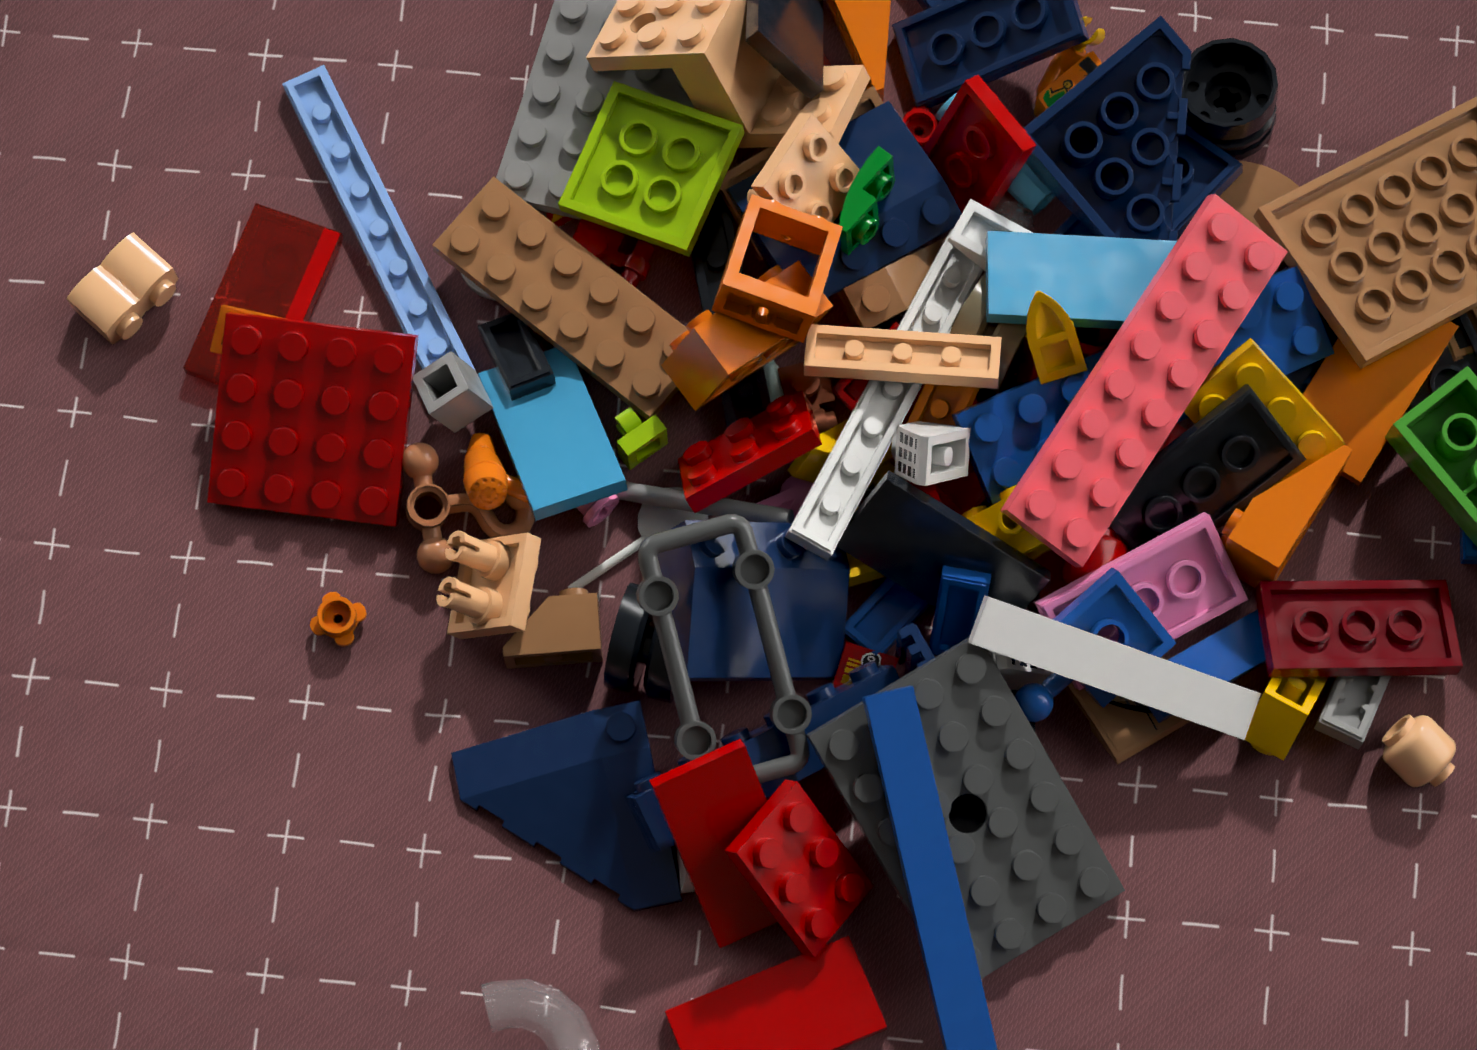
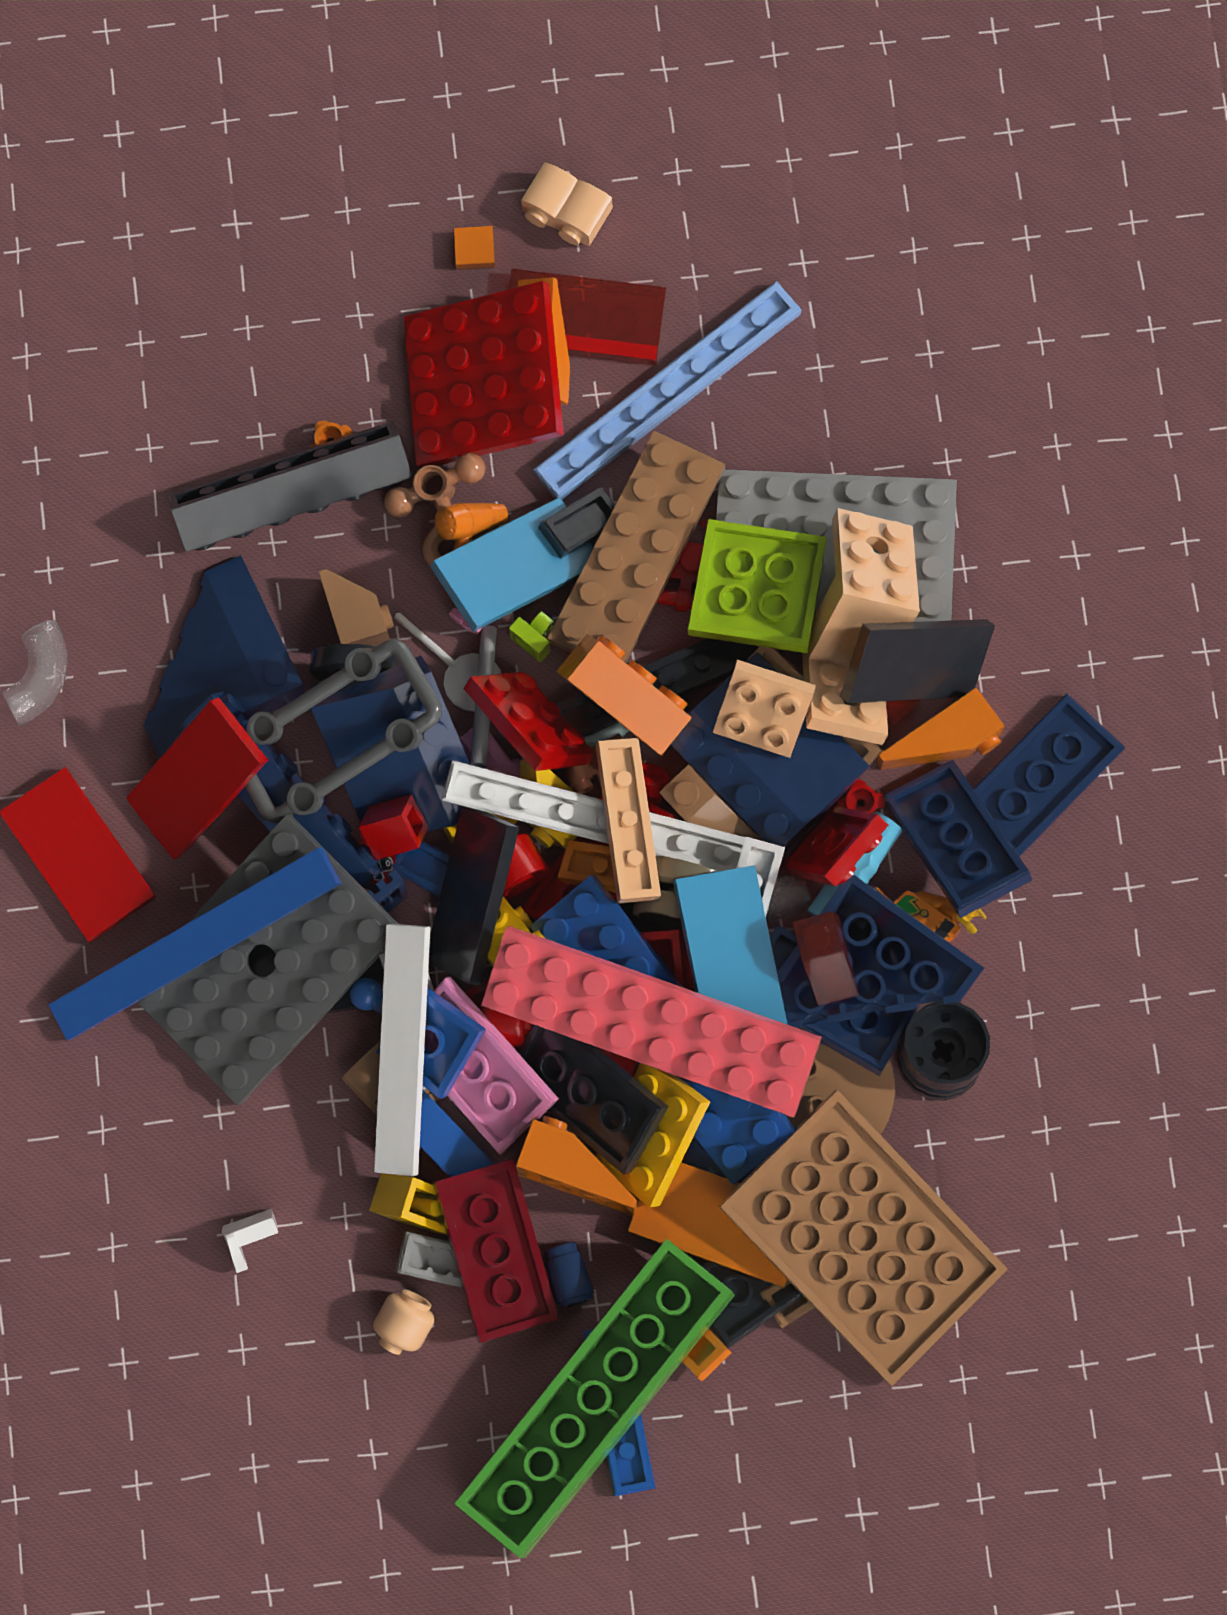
camera: 75 degrees right, 5 degrees up
(143, 406) = (474, 247): none -> orange tile
(386, 672) = (289, 487): none -> brick
(452, 392) = (529, 477): light grey brick -> none
(491, 584) = (376, 549): light nougat plate -> none
(744, 296) = (631, 693): orange window -> none
(799, 868) = (190, 838): red plate -> none
(839, 632) = (393, 827): none -> red brick
(860, 206) = (744, 757): green slope -> none
(930, 452) = (551, 863): white slope -> none
(957, 606) = (443, 916): blue tile -> none
(1052, 340) = (666, 939): yellow plate -> none
(1110, 177) = (826, 958): none -> clear red slope
(1279, 906) = (248, 1231): none -> white tile
(1398, 558) = (568, 1275): none -> dark blue piece

